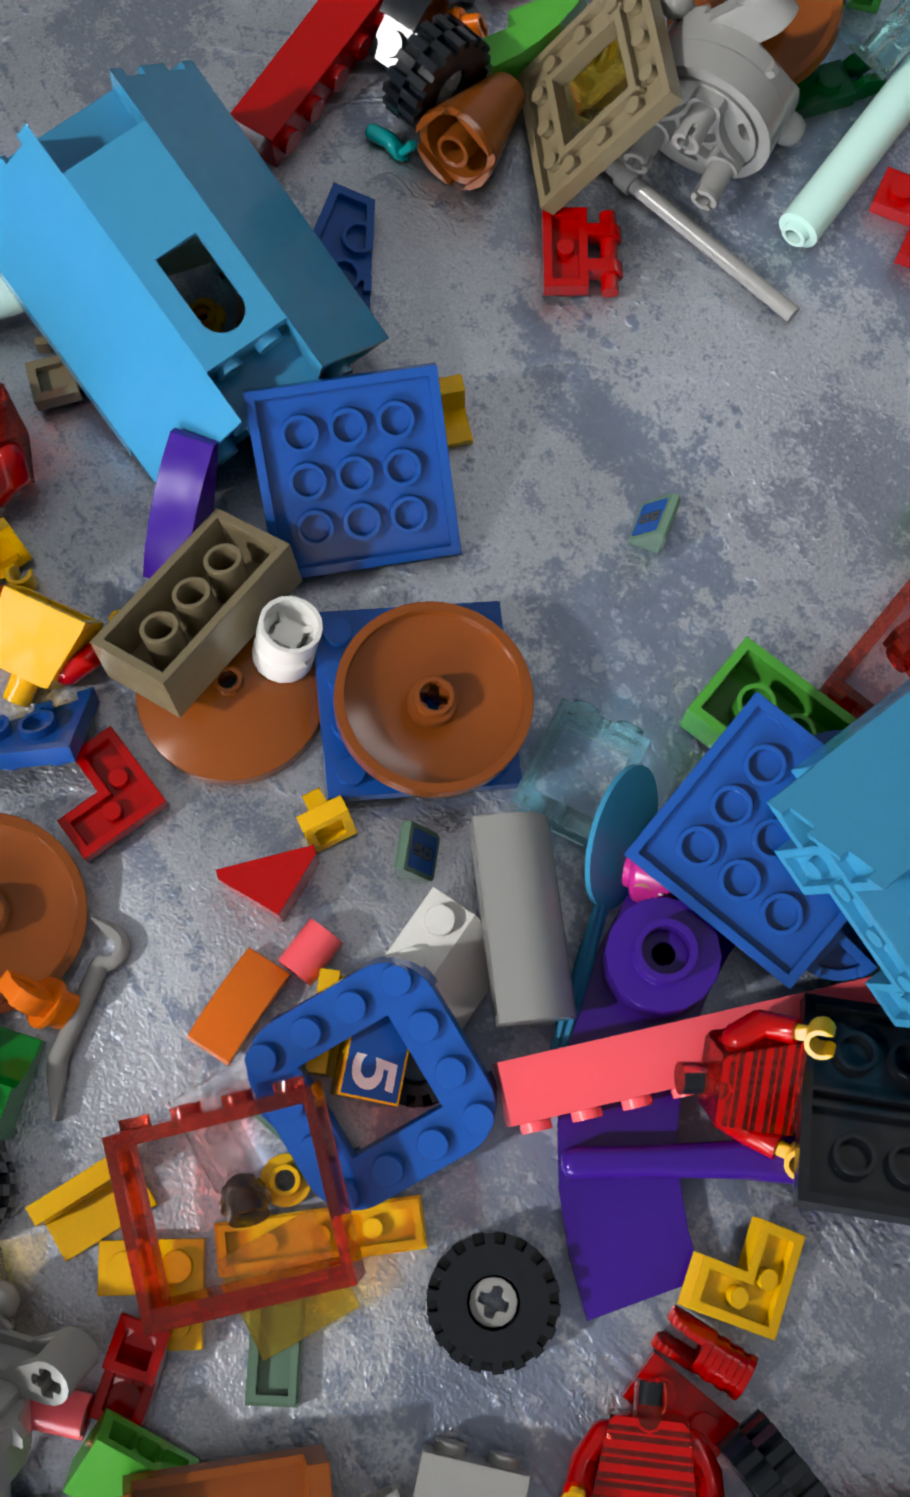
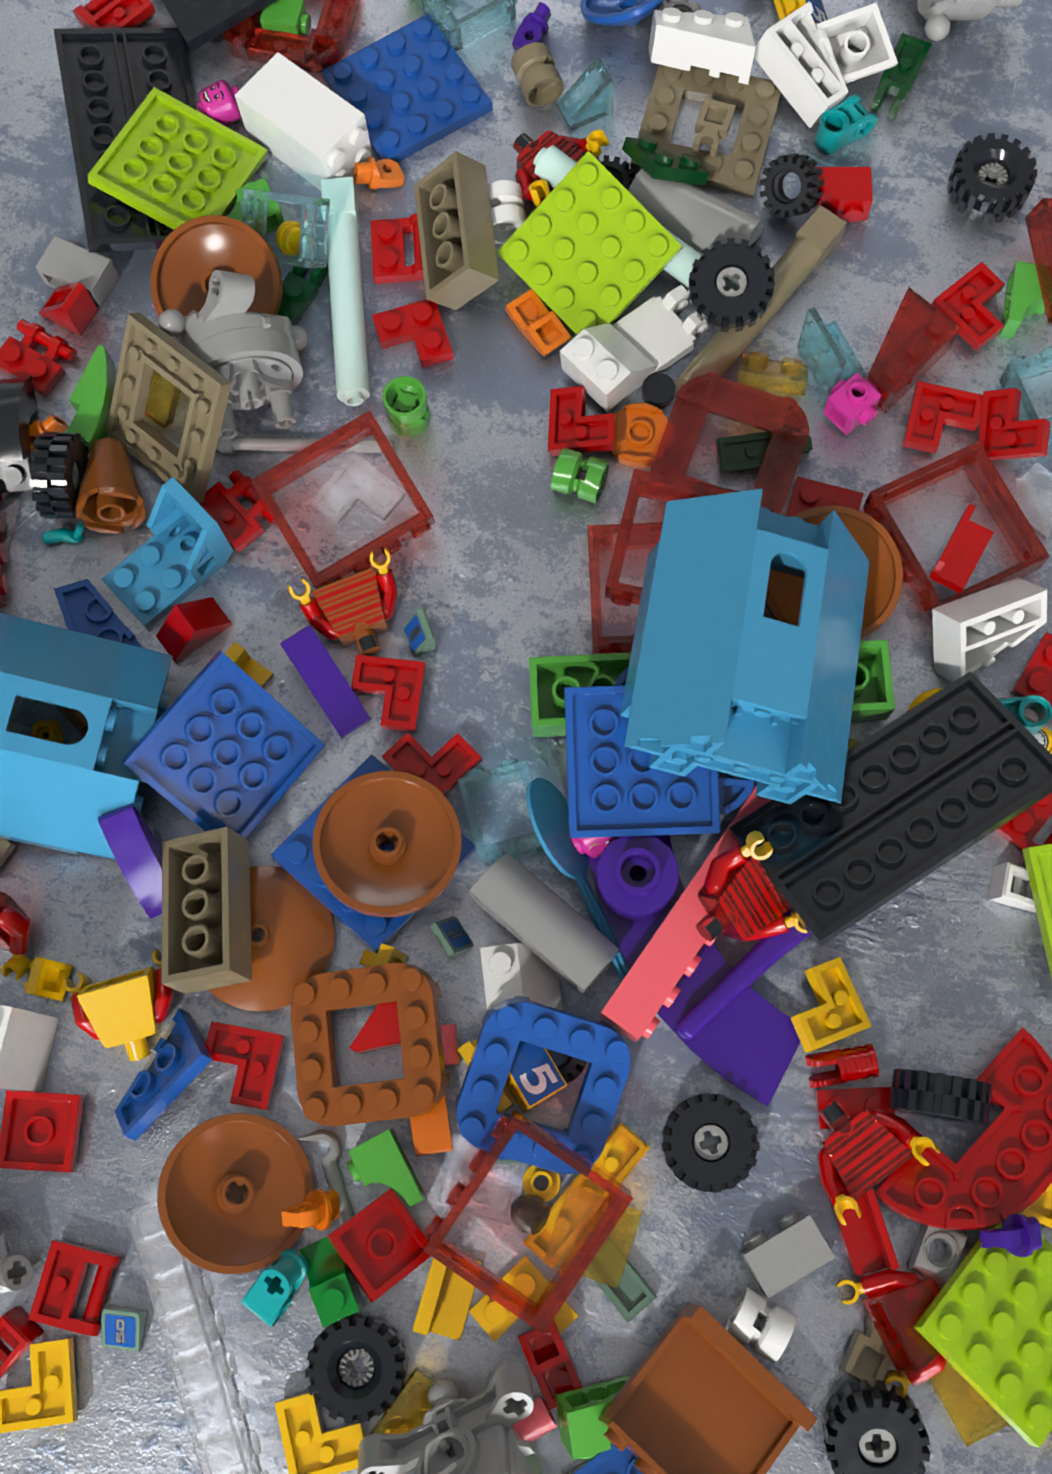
camera: 35 degrees left, 0 degrees up
(72, 1093) = (380, 1245): none -> red plate
(152, 1019) = (386, 1163): none -> bright green arch
(286, 639) = (272, 882): white wheel -> none
(293, 921) = (419, 1036): none -> dark orange plate
(434, 329) = (191, 627): none -> red slope
(476, 251) = (175, 561): none -> dark azure bracket
(516, 489) = (325, 681): none -> dark purple slope
(554, 674) = (440, 769): none -> red plate
(590, 554) = (399, 682): none -> red plate
(611, 439) = (353, 607): none -> torso
(701, 255) = (315, 456): none -> clear red window
(723, 317) = (355, 482): none -> clear plate
(843, 283) = (406, 406): none -> bright green wheel
(868, 19) = (288, 237): none -> yellow plate

